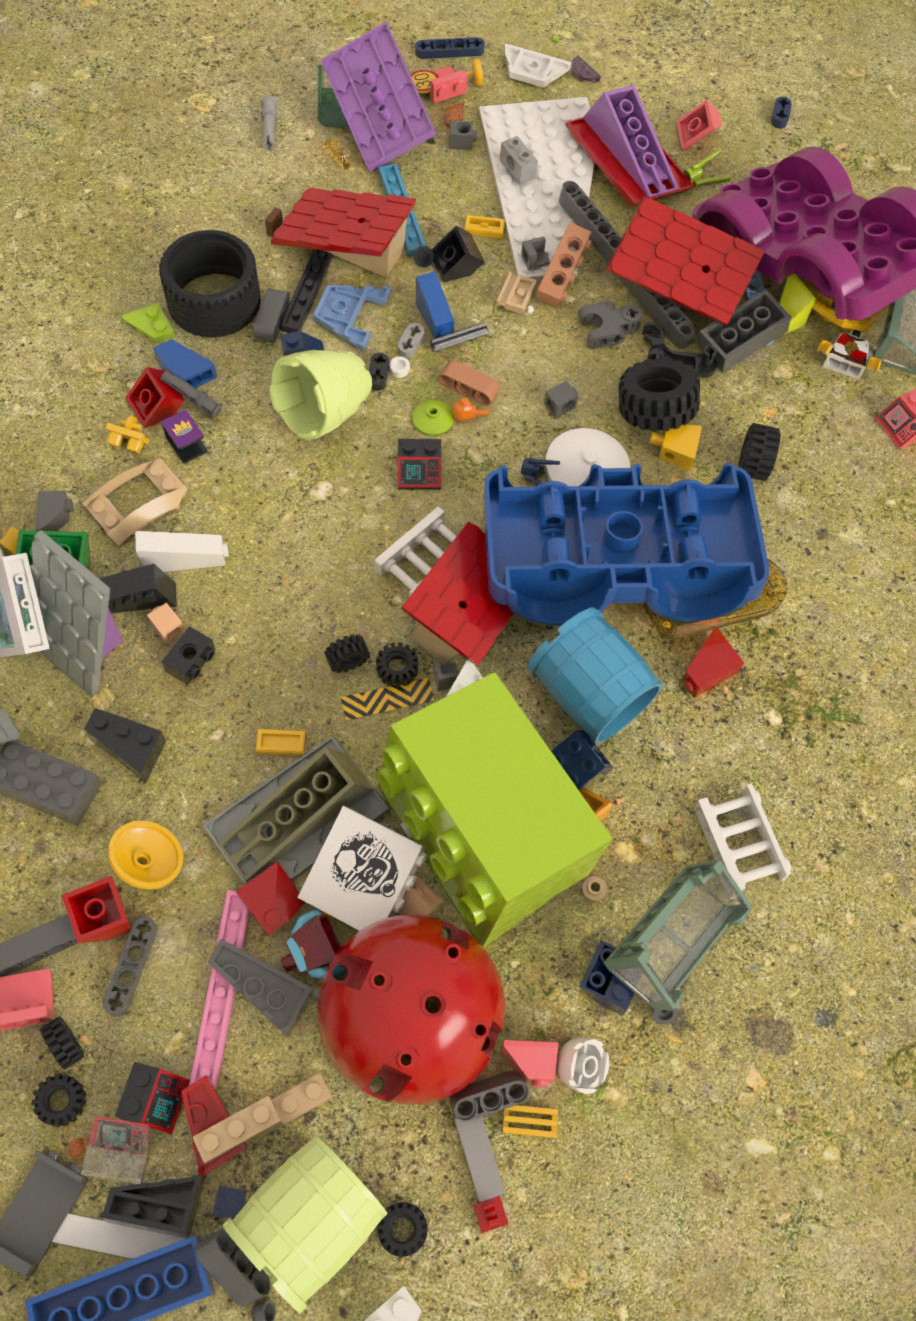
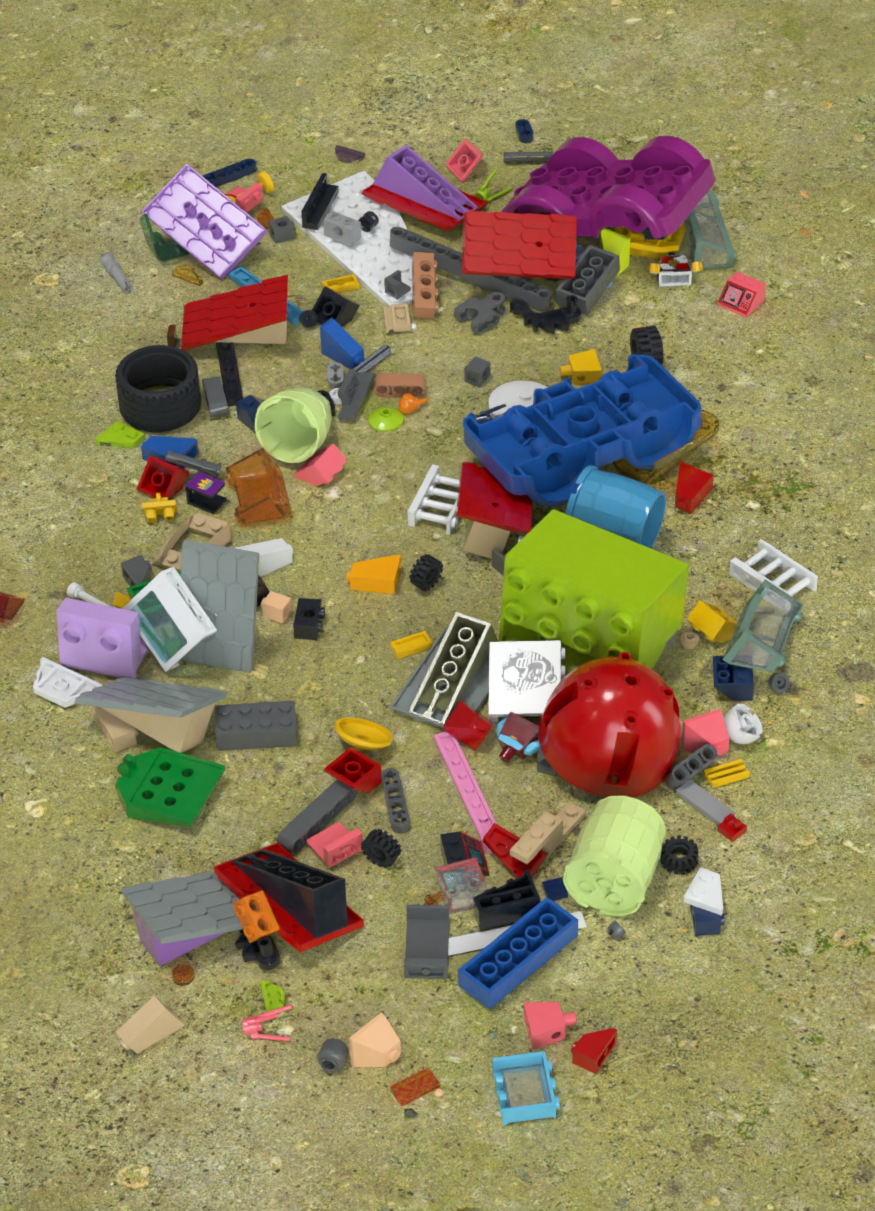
camera: 20 degrees left, 20 degrees down
(43, 1095) = (399, 892): black tyre -> none
(127, 741) = (298, 680): black wedge -> none
(232, 1268) = (582, 906): dark grey beam -> none
(245, 457) = (258, 488): none -> clear orange windscreen
(267, 988) = (503, 772): dark grey wing -> none
(297, 628) = (376, 575): none -> light orange slope
(325, 454) = (321, 466): none -> coral slope
(340, 309) = (266, 373): medium blue wing -> none
(387, 699) = (470, 594): sticker -> none
(397, 652) = (460, 562): black tyre -> none
(414, 371) = (354, 392): none -> dark grey bracket
(419, 464) = (397, 447): slope -> none
(513, 118) = (318, 203): none -> black fence
(534, 66) = (305, 164): white wing -> none
(551, 161) = (368, 221): none -> black wheel
(635, 879) = (712, 621): none -> yellow slope
(659, 394) = (551, 338): black tyre -> none
(747, 138) = (508, 156): none -> dark grey pin

